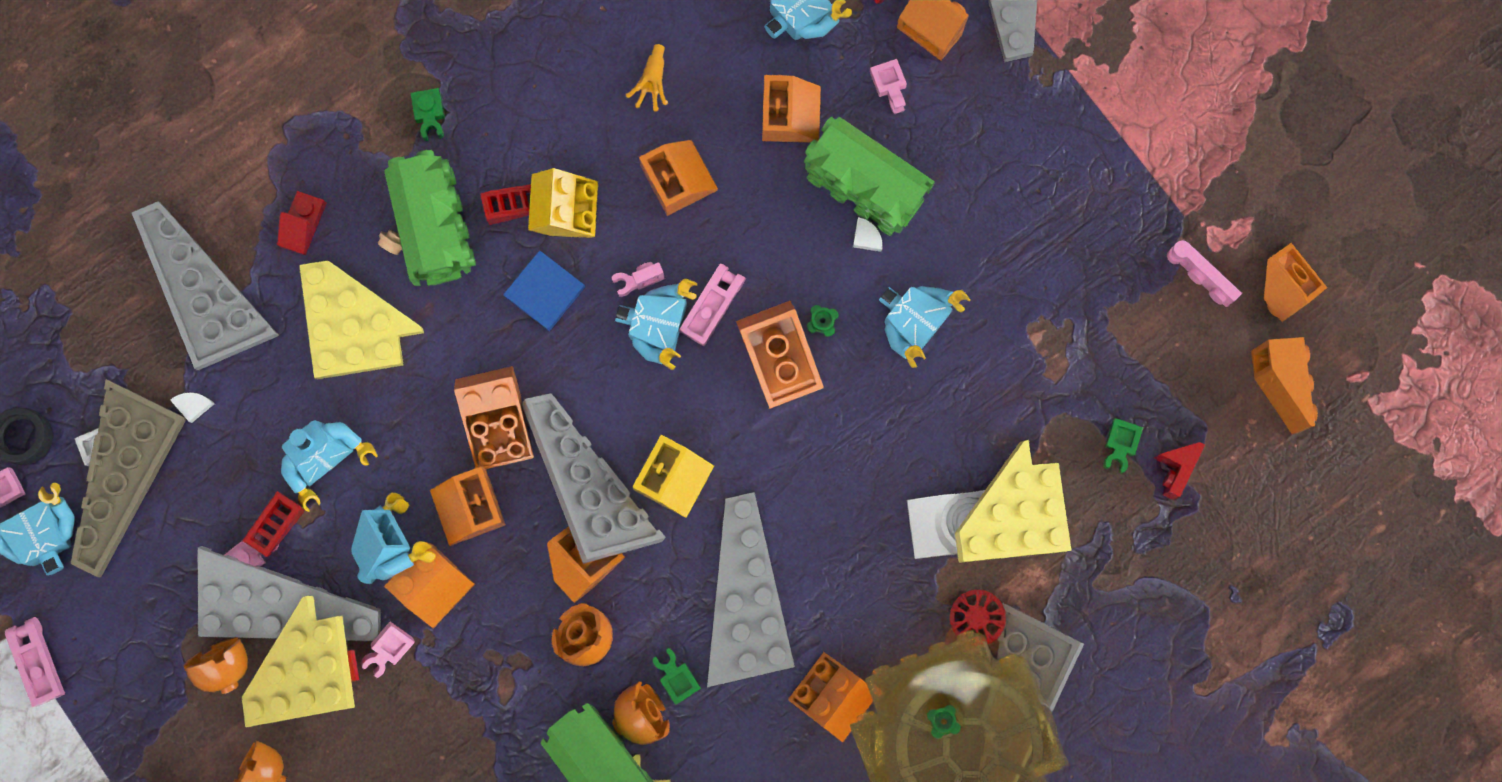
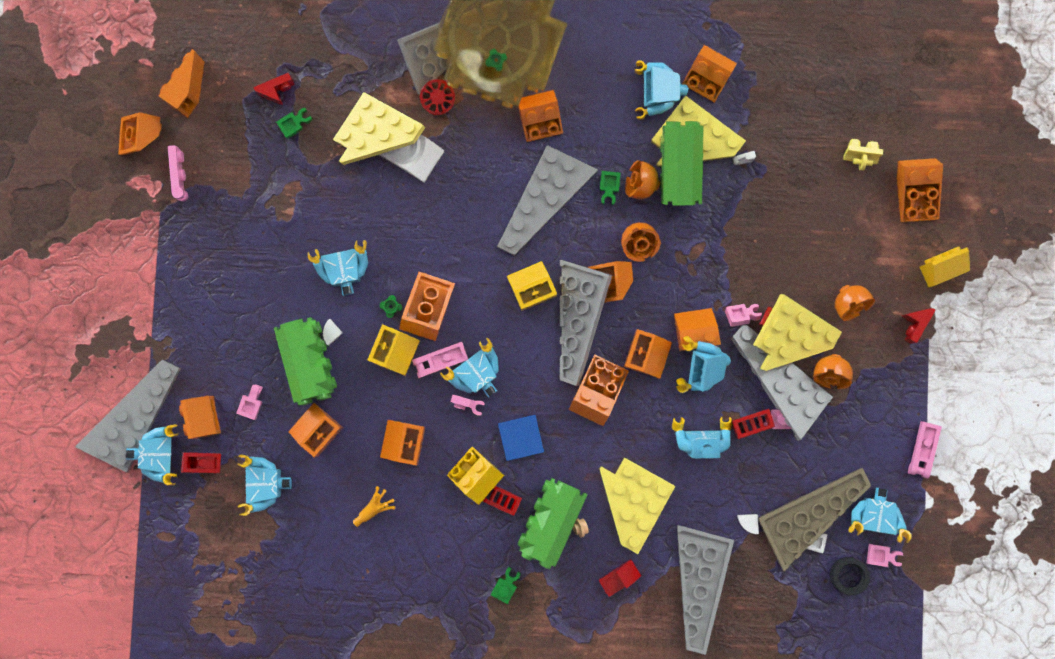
camera: 140 degrees left, 5 degrees up
(776, 270) = (393, 350): none -> yellow slope

